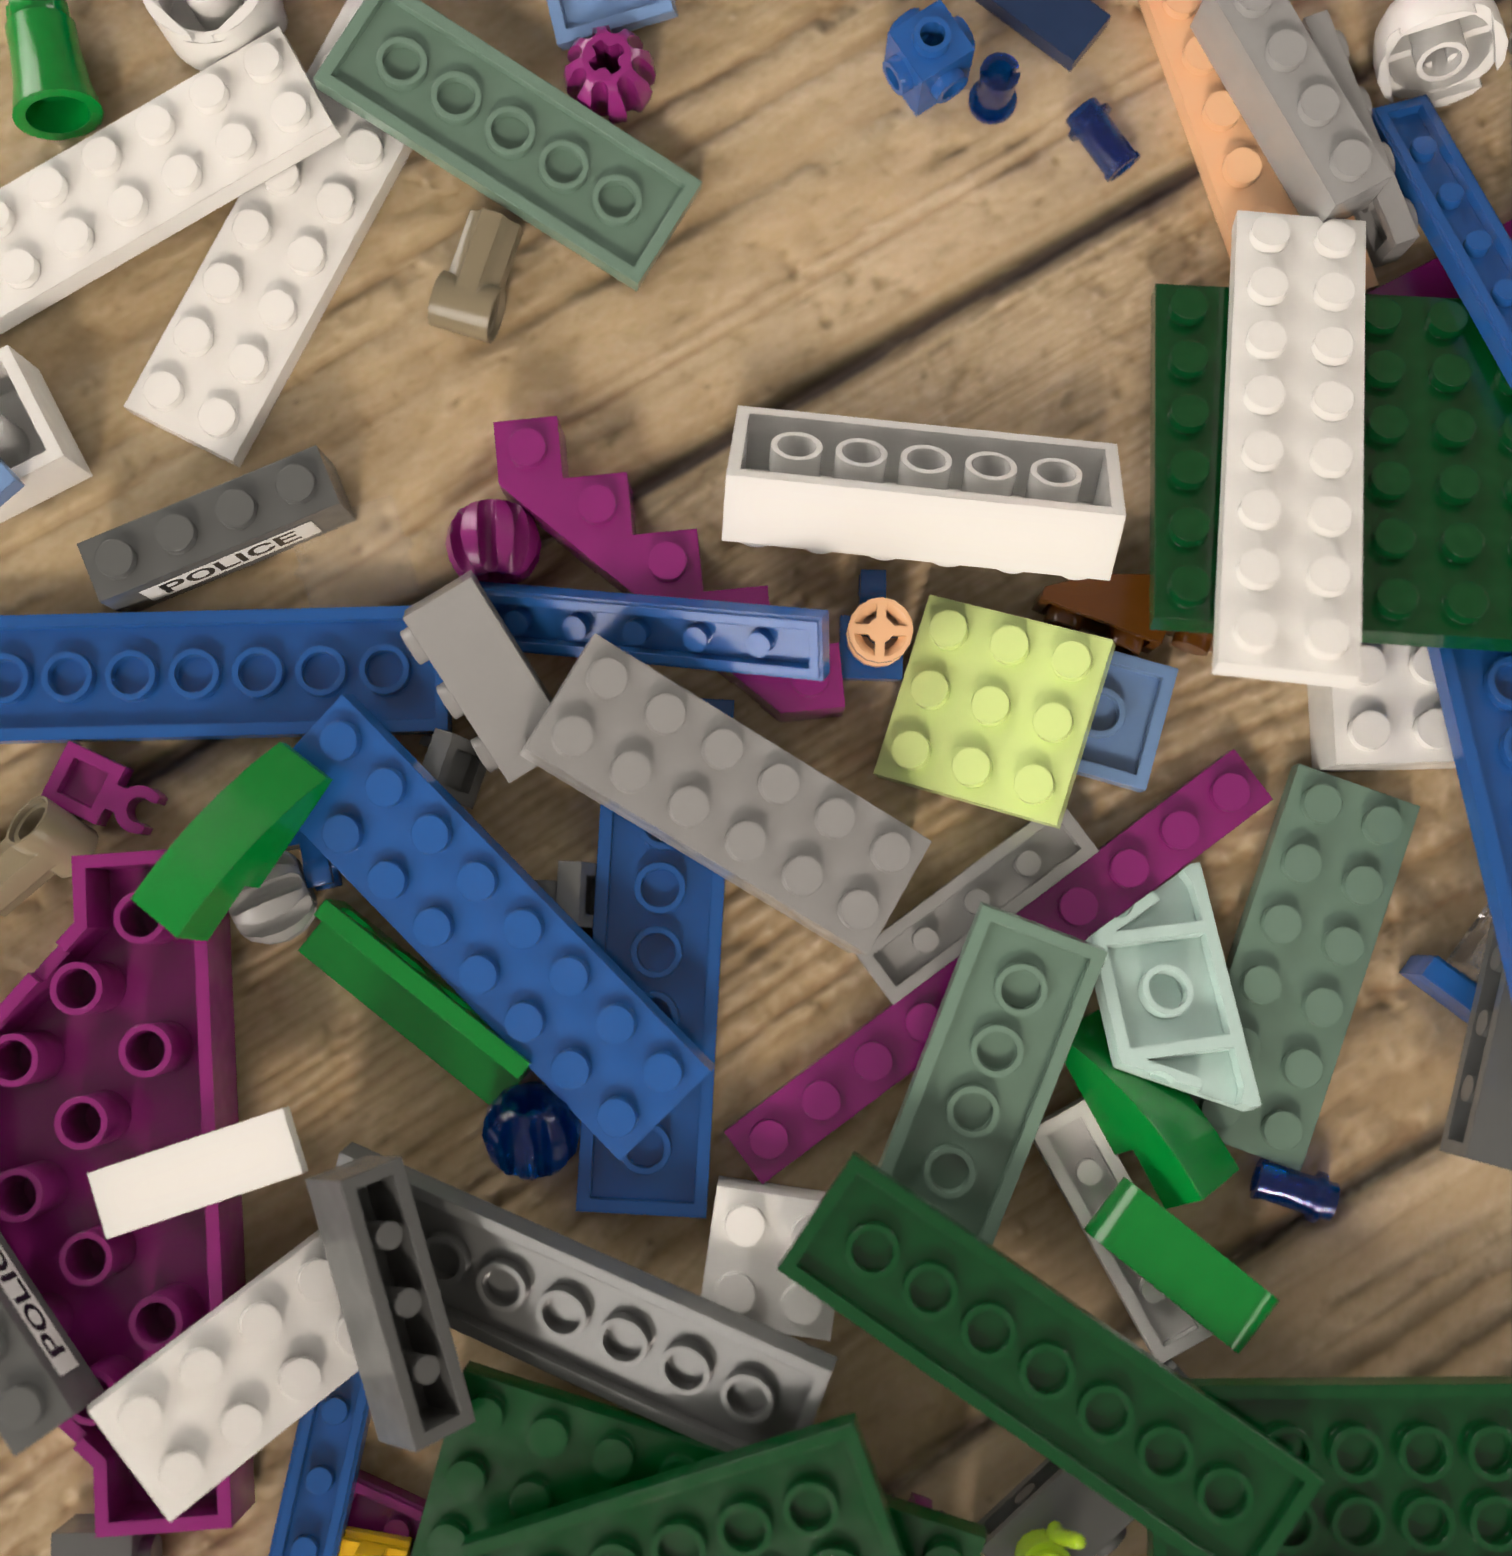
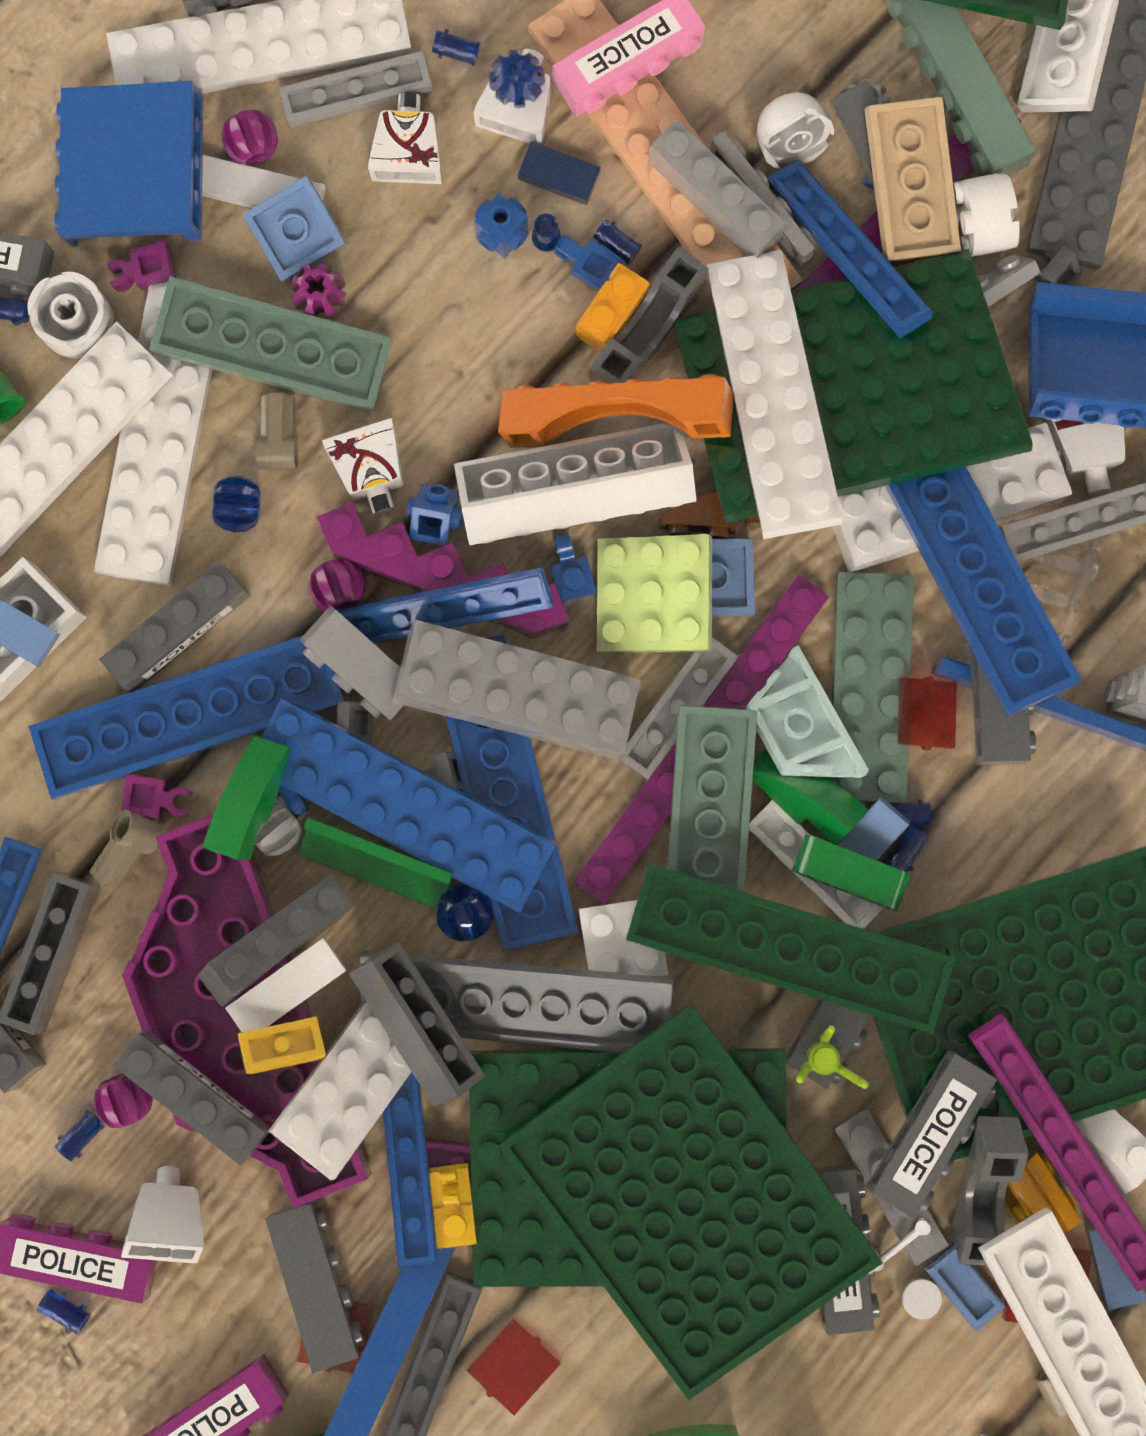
camera: 20 degrees left, 0 degrees up
(154, 1268) = (281, 1045): none -> yellow plate
(205, 1085) = (274, 940): none -> dark grey arch
(376, 367) = (236, 504): none -> clear blue piece
(604, 366) = (368, 463): none -> torso
(681, 476) = (434, 514): none -> blue brick
(879, 620) = (579, 561): light nougat wheel -> none
(1052, 162) = (591, 263): none -> blue plate
(1064, 239) = (612, 307): none -> light orange brick
(1080, 308) = (655, 318): none -> dark grey arch
(1153, 420) = (540, 415): none -> orange arch
(1242, 1207) = (875, 830): none -> medium blue tile
(1278, 1250) = (907, 850): none -> clear blue pin
(1376, 1036) = (927, 713): none -> clear red piece

